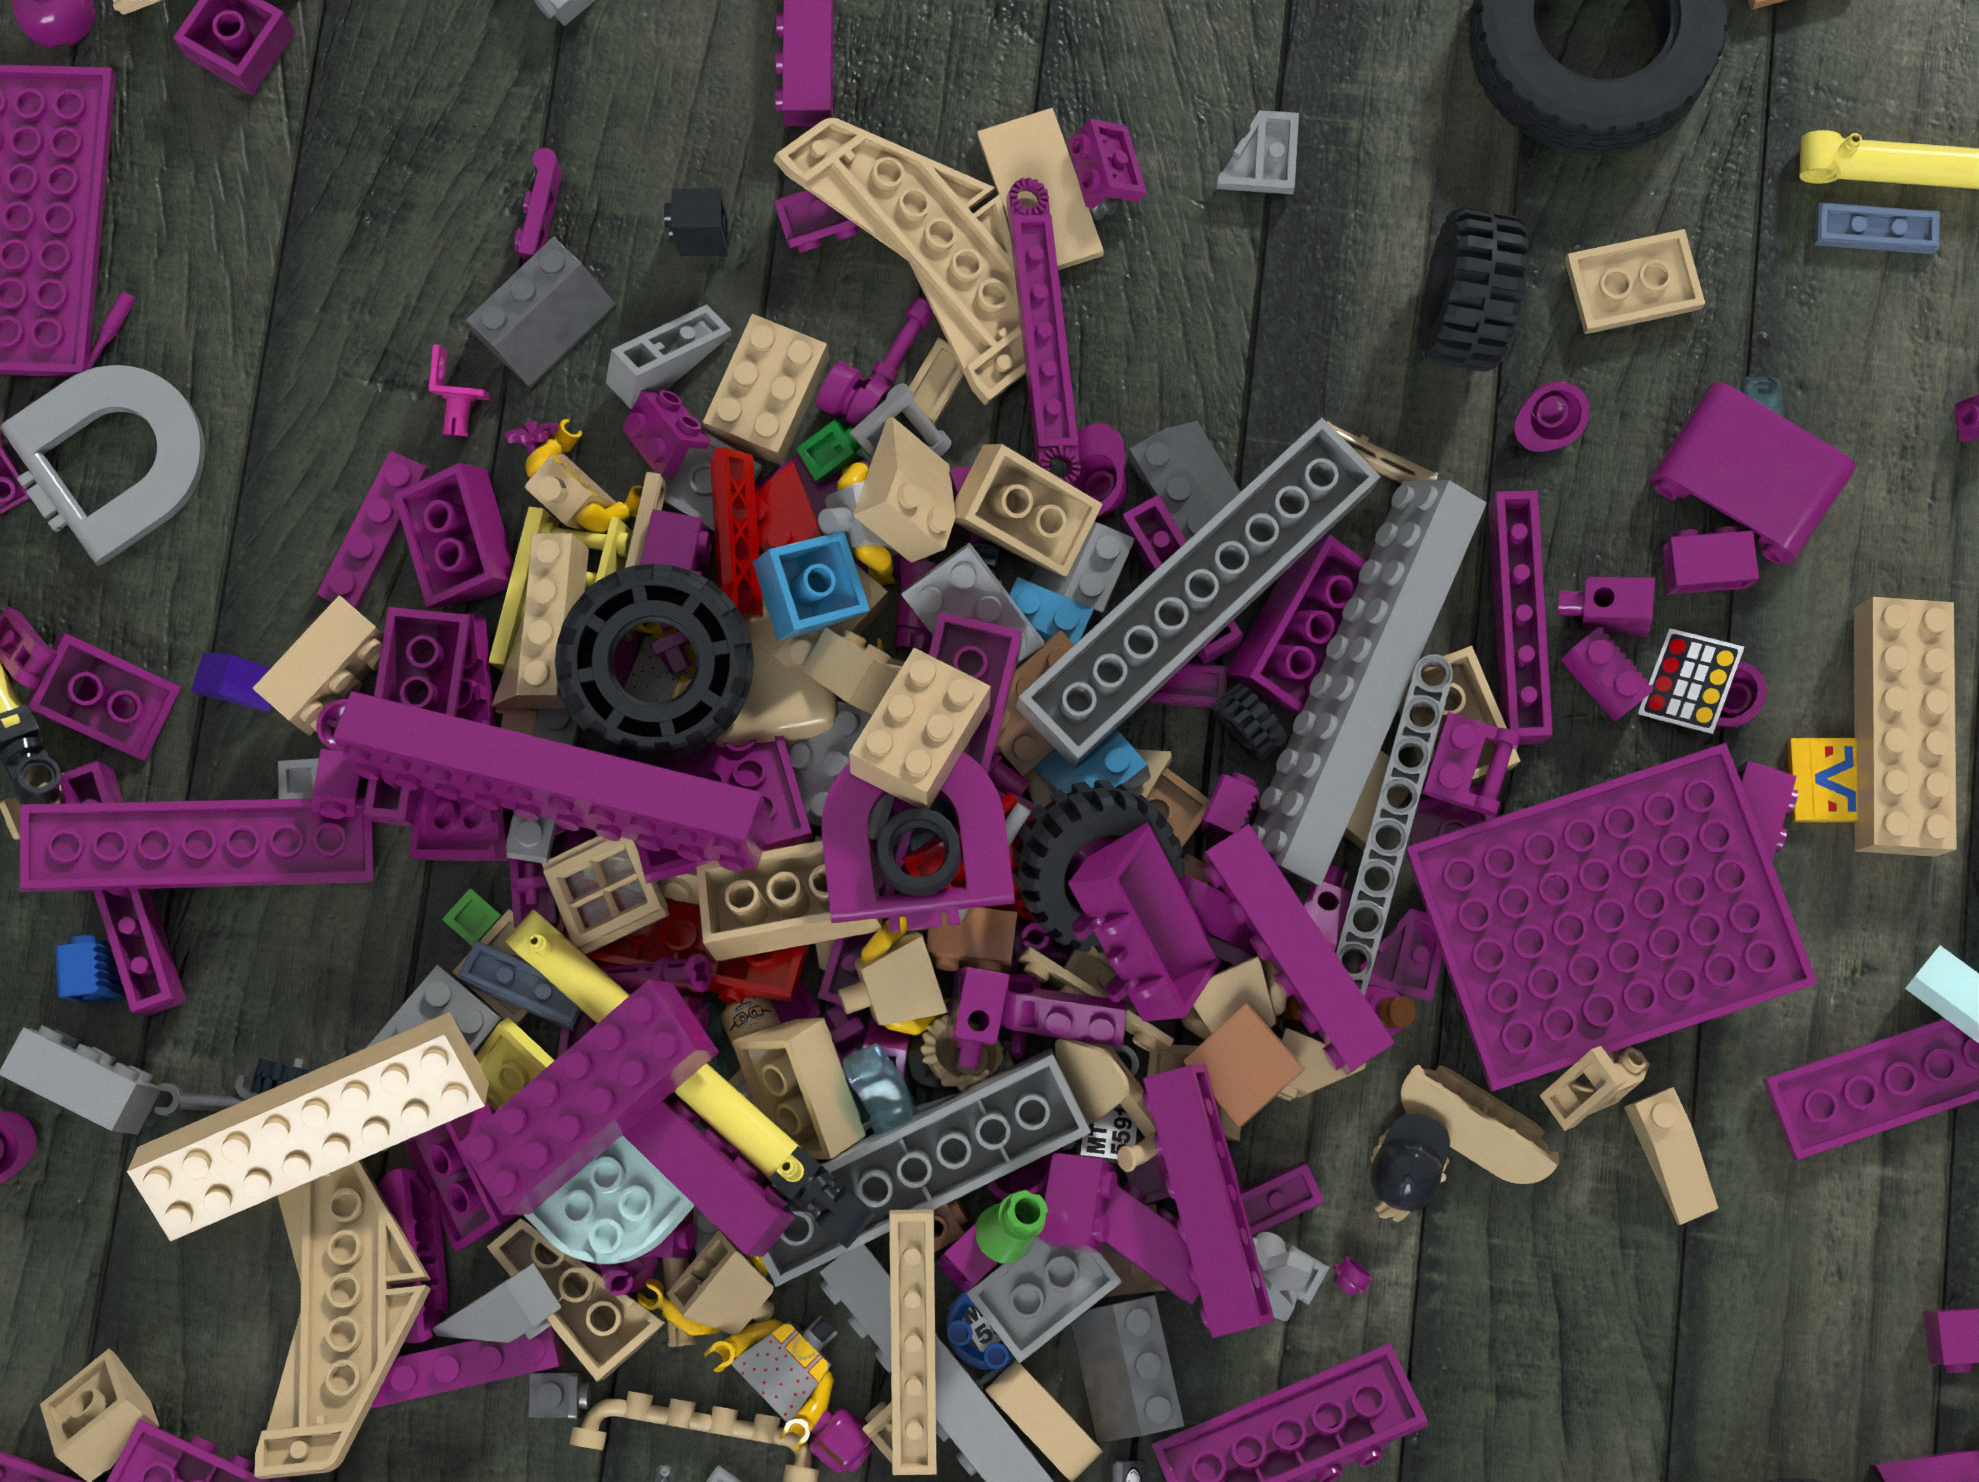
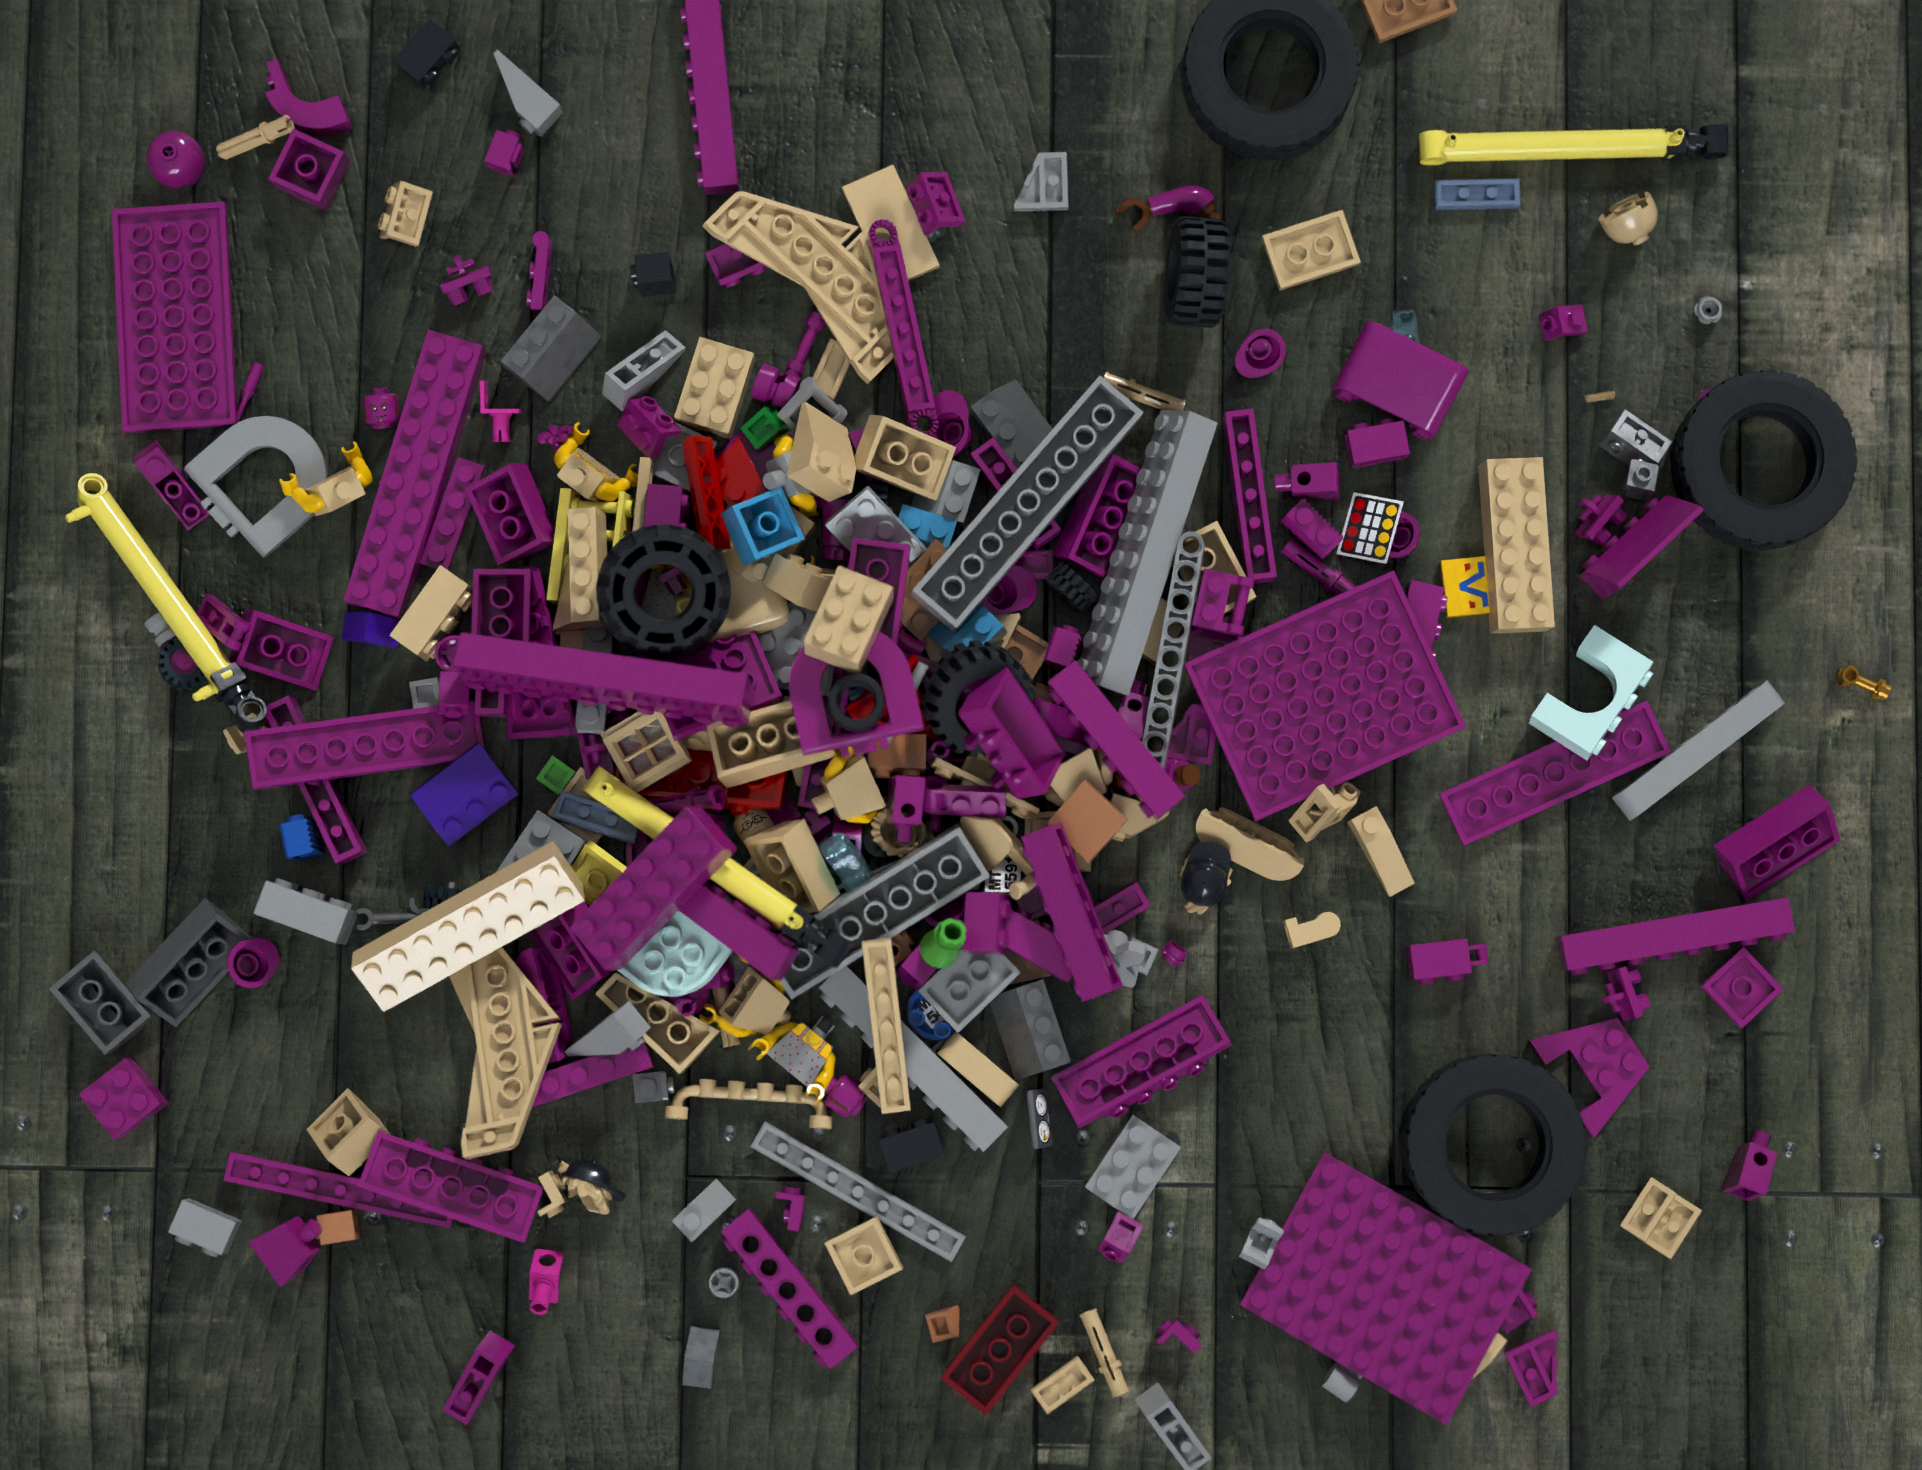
camera: 10 degrees left, 5 degrees up
(206, 476) = (334, 490): none -> torso
(290, 372) = (381, 408): none -> magenta head
(326, 468) = (415, 475): none -> magenta brick
(334, 930) = (464, 793): none -> dark purple slope
(361, 108) = (404, 213): none -> tan bracket
(417, 214) = (454, 286): none -> magenta hips
(510, 39) = (505, 152): none -> magenta window
(1163, 720) = (1012, 593): none -> magenta piece
(1437, 194) = (1184, 199): none -> magenta piece
(1575, 701) = (1292, 551): none -> magenta pin
(1576, 1260) = (1322, 927): none -> tan leg
(1754, 1328) = (1443, 959): none -> magenta brick

